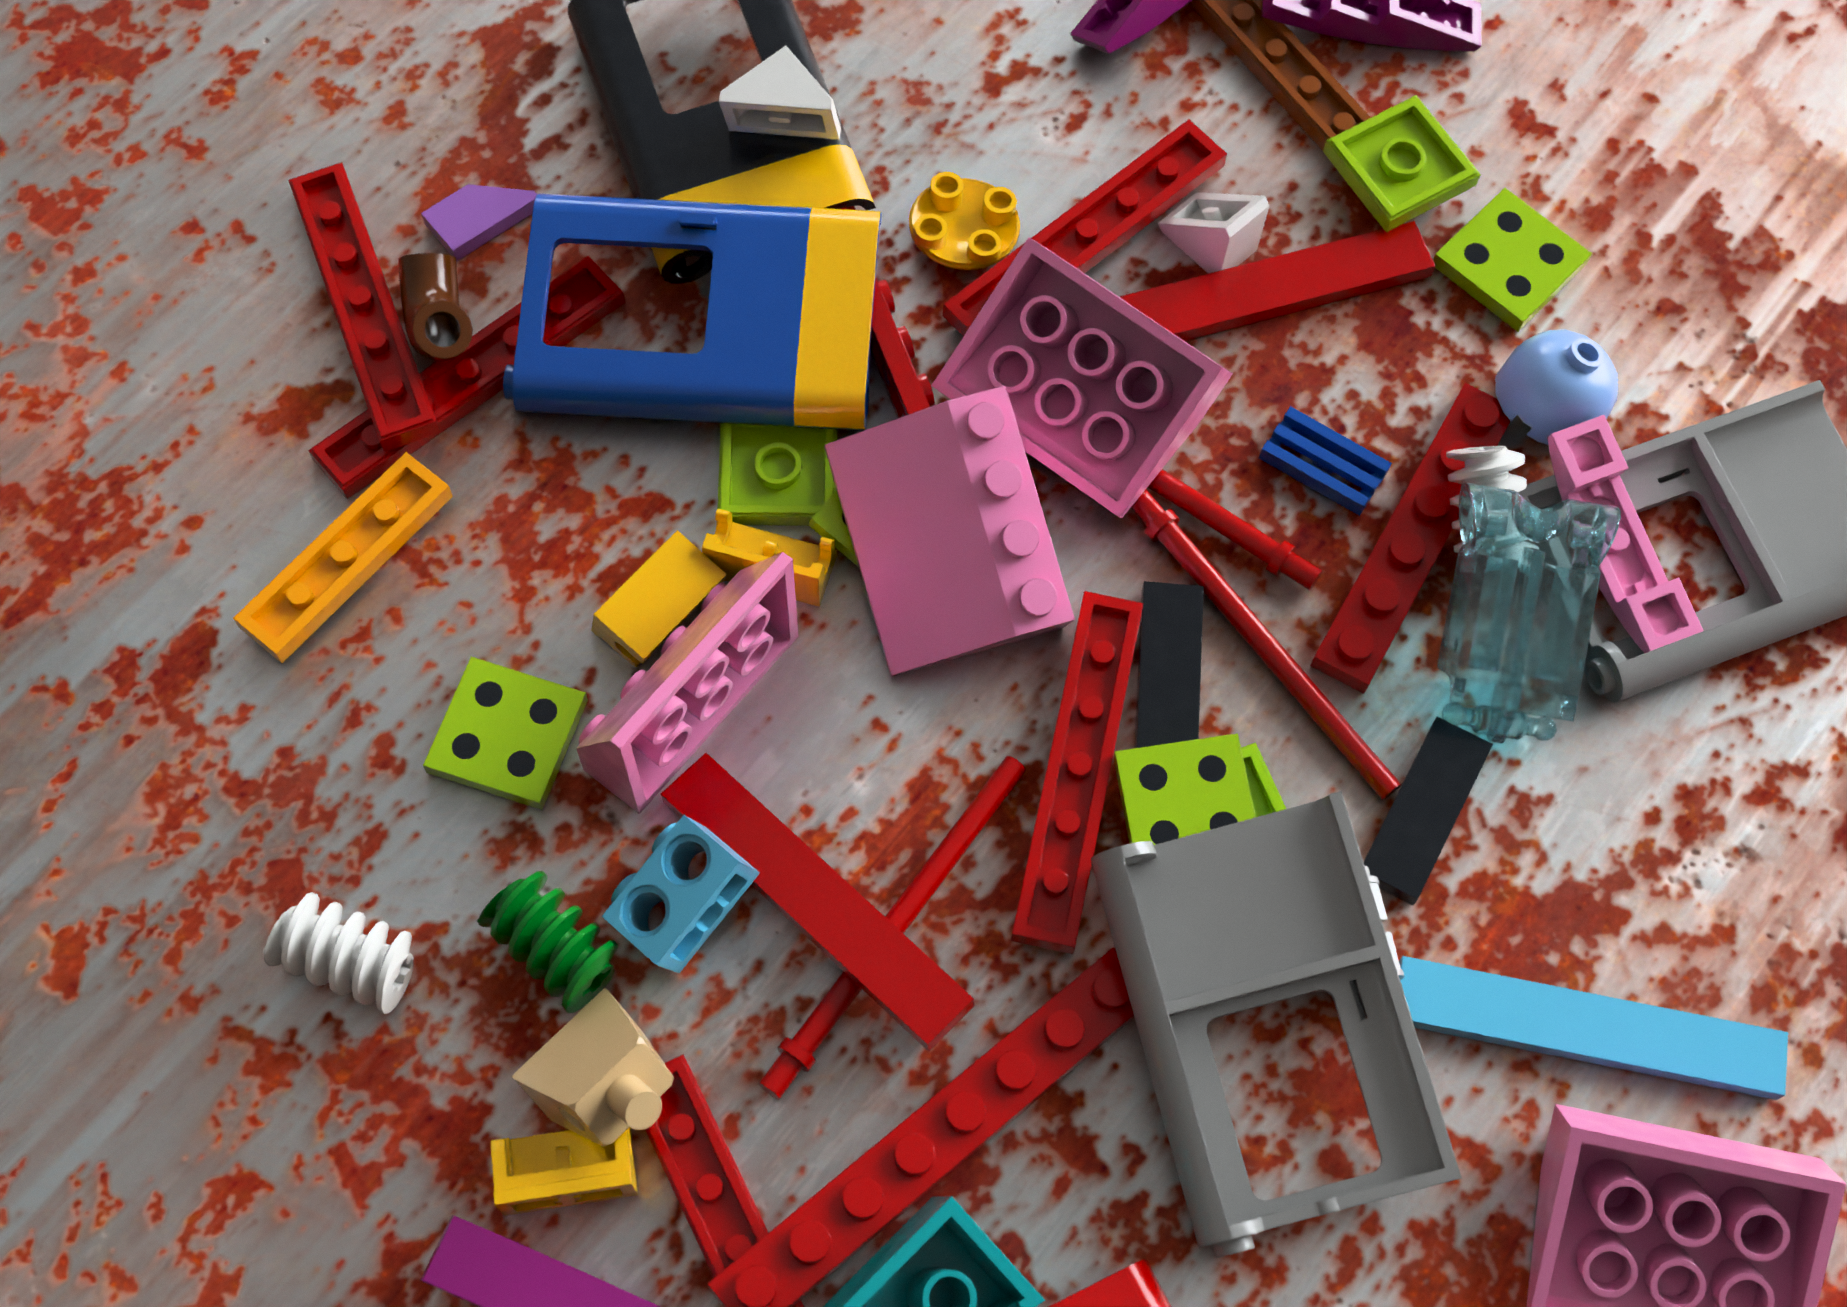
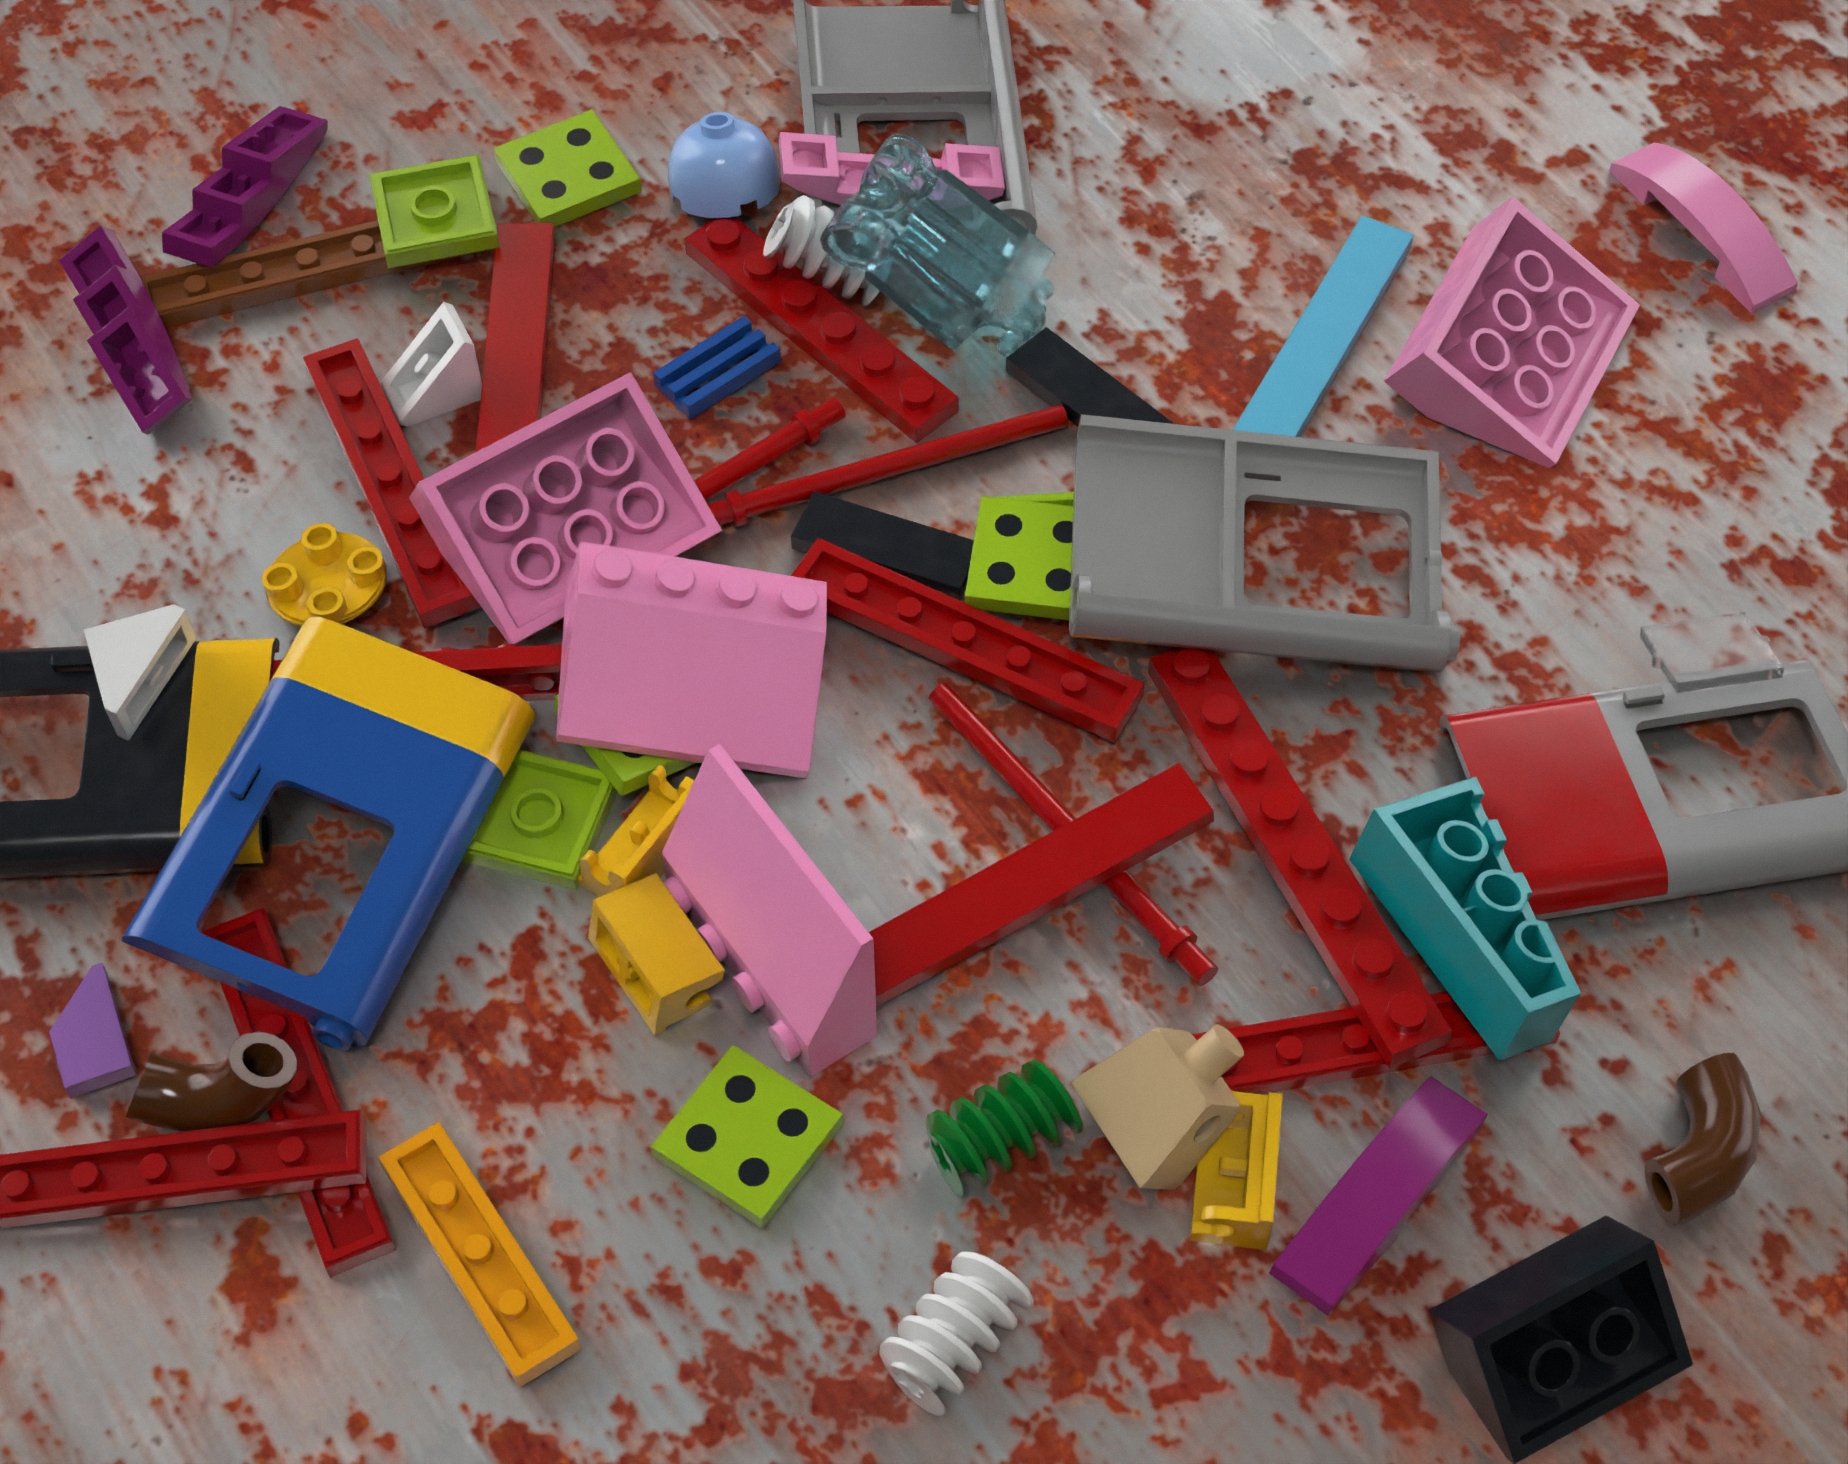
camera: 70 degrees left, 10 degrees down
(691, 905) = (1009, 984): medium azure brick -> none

